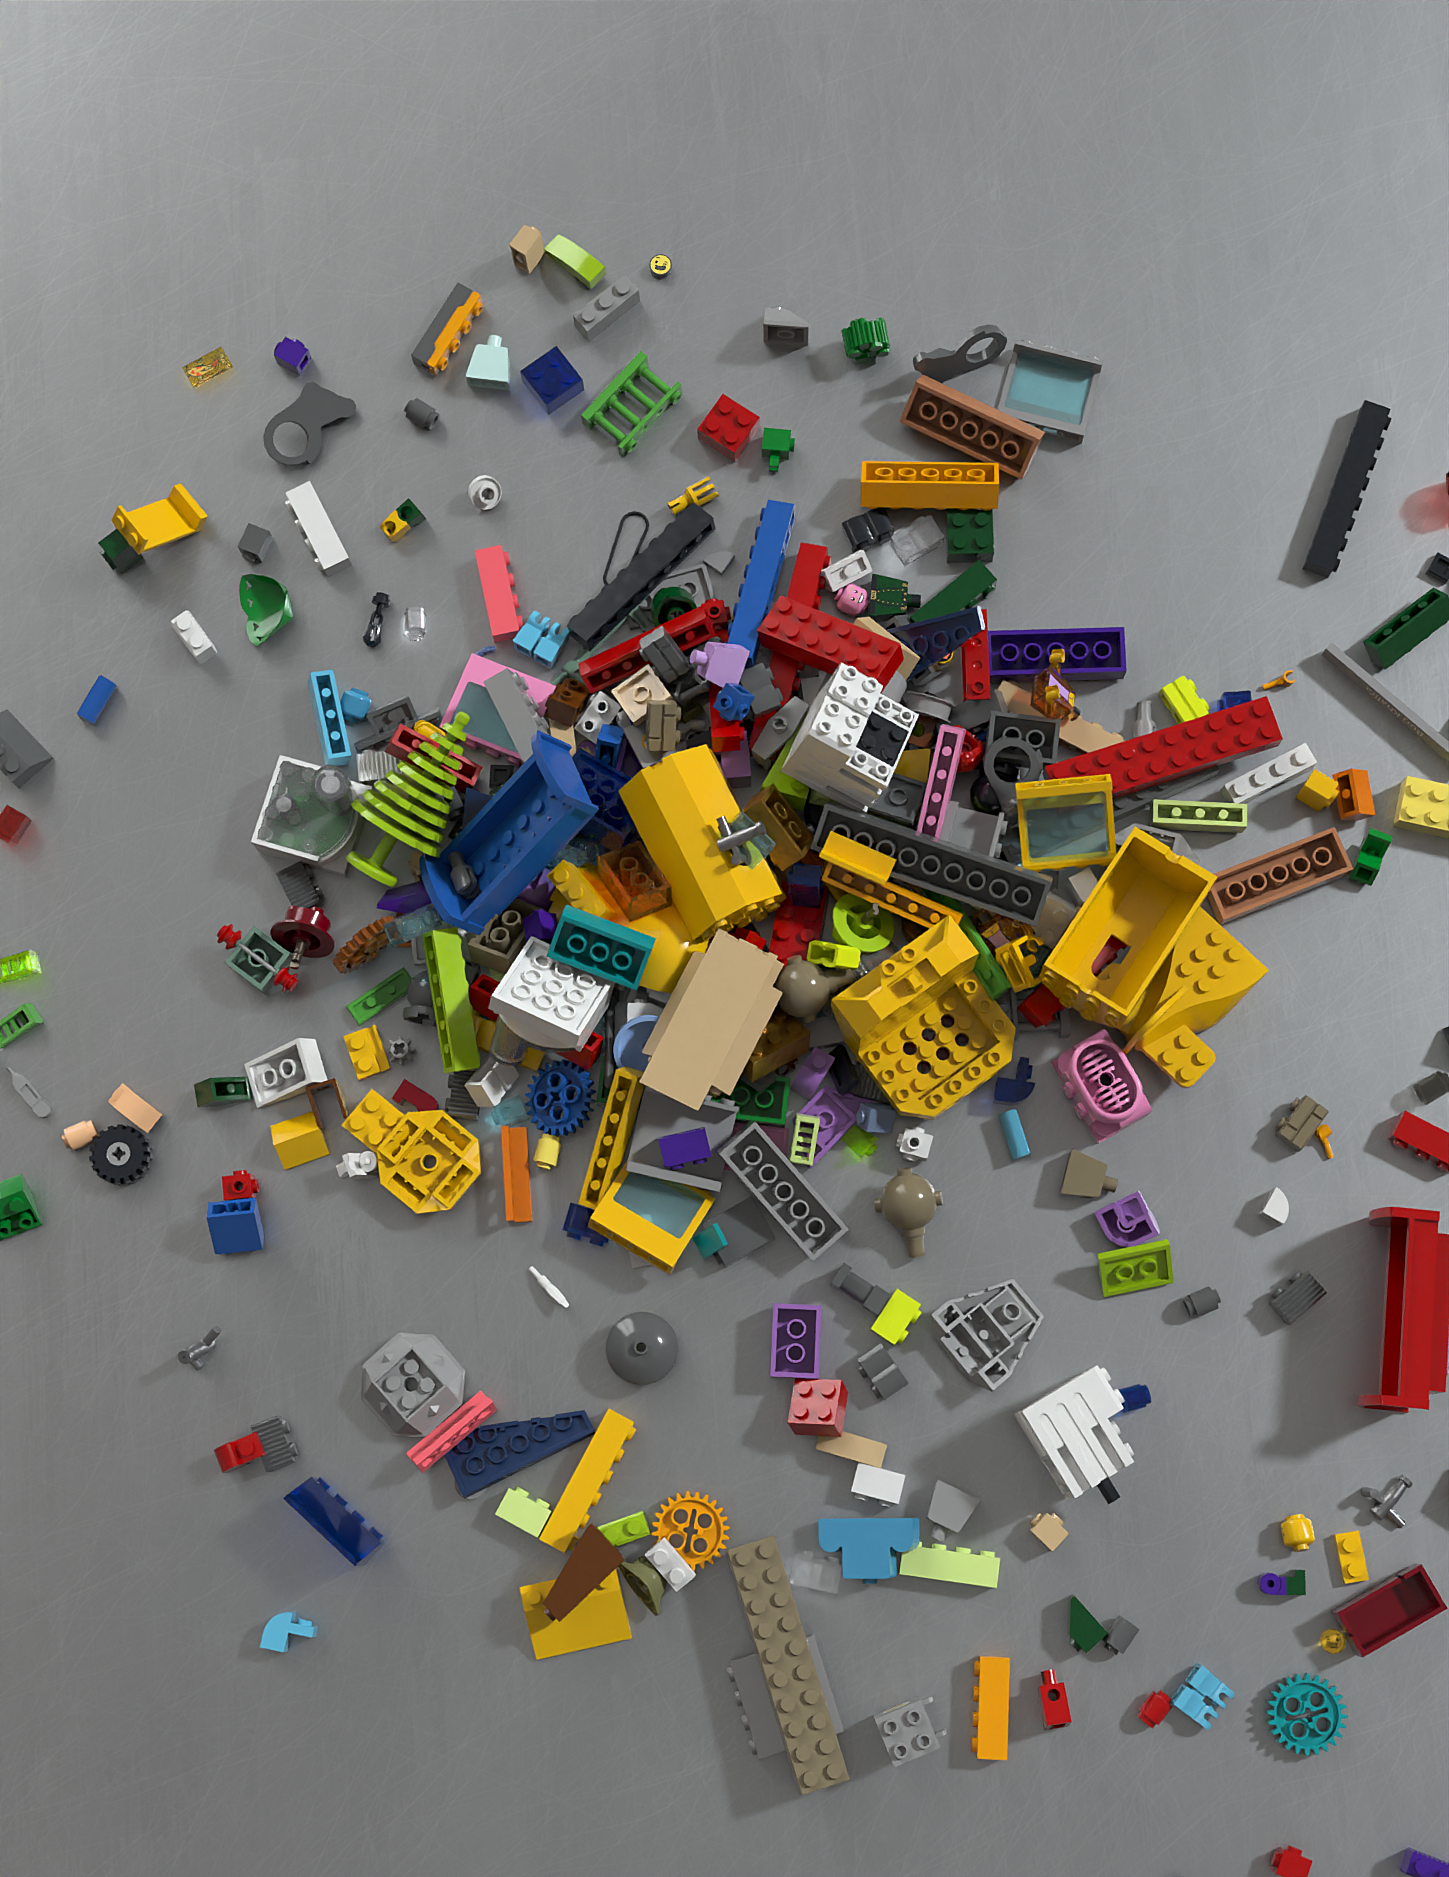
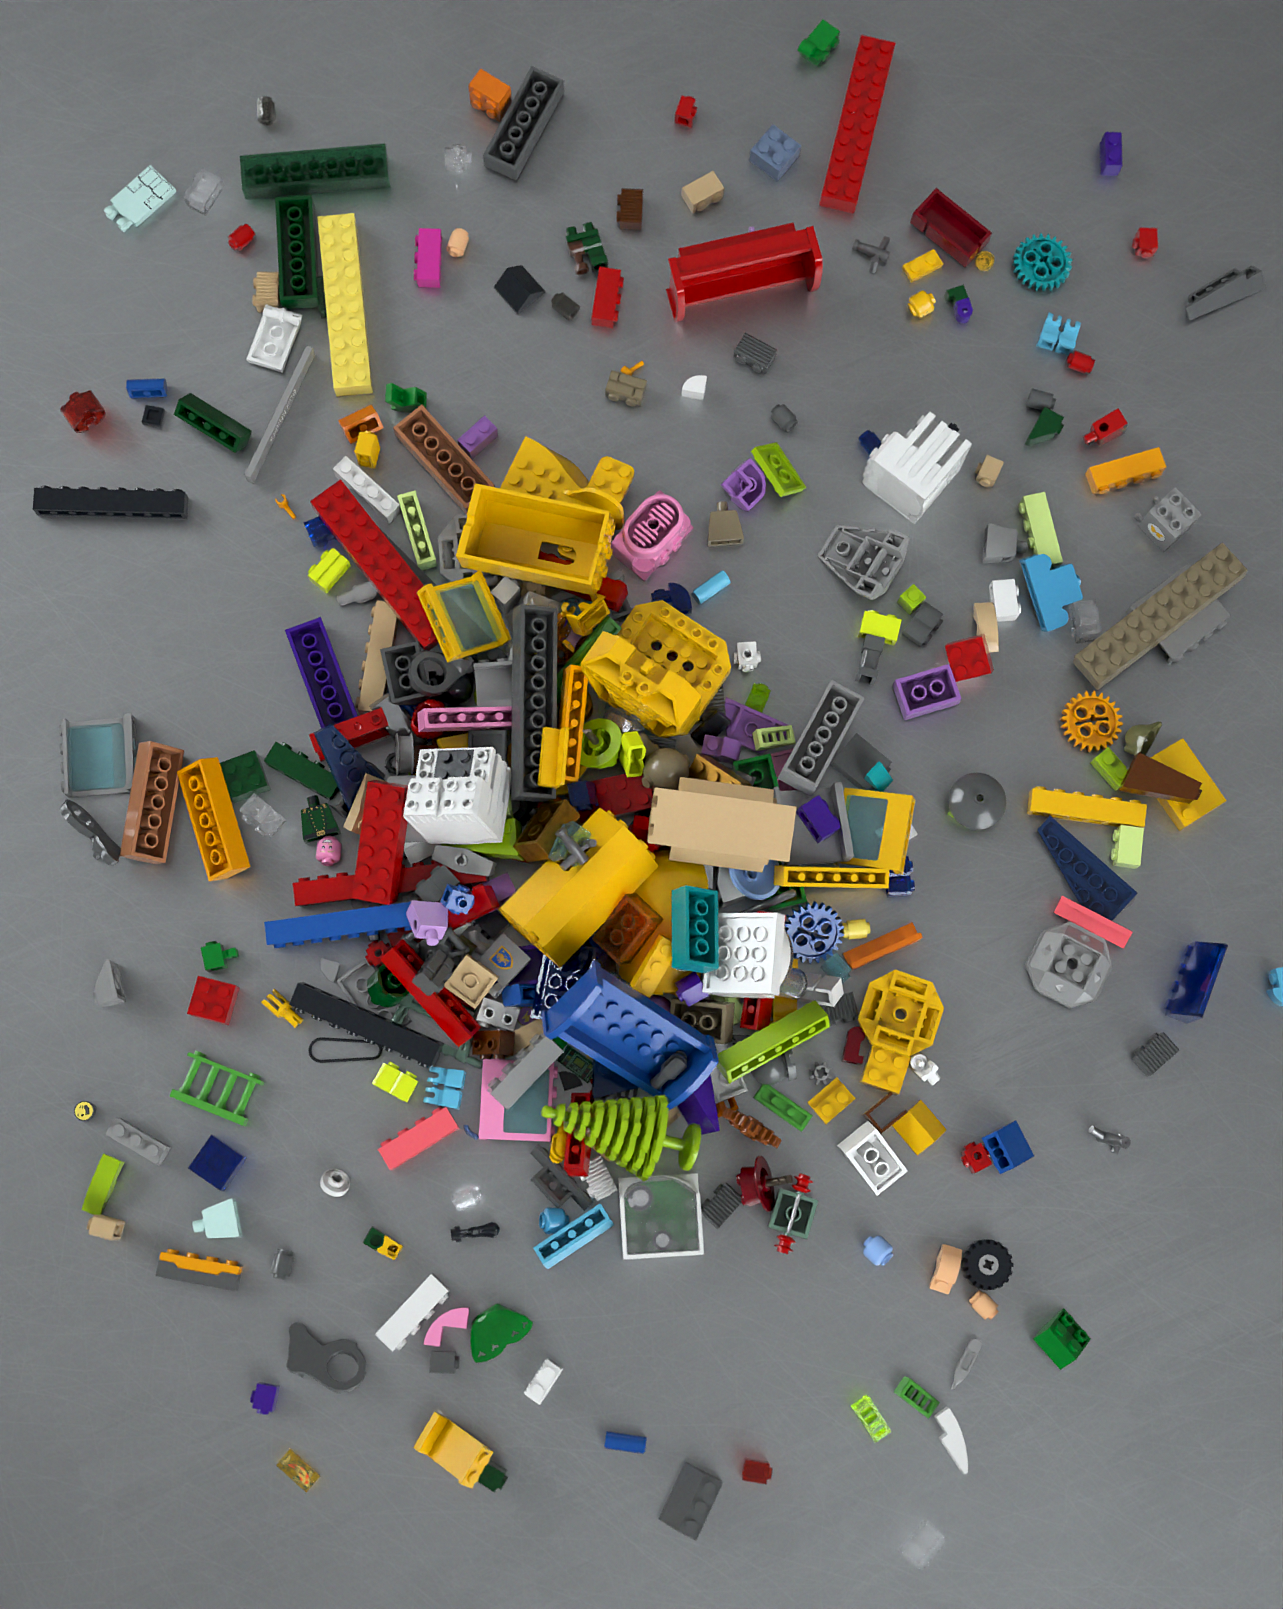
camera: 120 degrees left, 0 degrees up
(184, 1040) = (878, 1250): none -> light blue head
(222, 1091) = (906, 1202): dark green slope -> none
(239, 1452) = (1176, 1078): red brick -> none
(295, 568) = (453, 1318): none -> bright pink brick
(412, 924) = (726, 1091): clear light blue brick -> none
(551, 1291) = (959, 887): white hand -> none
(567, 589) = (395, 1082): none -> neon yellow brick
(661, 725) = (493, 953): dark tan brick -> none
(670, 1564) = (1122, 725): white plate -> none
(846, 571) = (308, 860): white panel -> none
(866, 339) = (100, 914): green brick -> none
(868, 529) = (264, 859): black brick -> none
(875, 1117) = (737, 690): sand blue brick -> none
(909, 1204) = (795, 642): dark tan piece -> none
(917, 1369) = (911, 599): none -> lime brick
(1052, 693) = (359, 663): clear orange torso -> none
(1293, 925) = (478, 437): none -> medium lavender brick

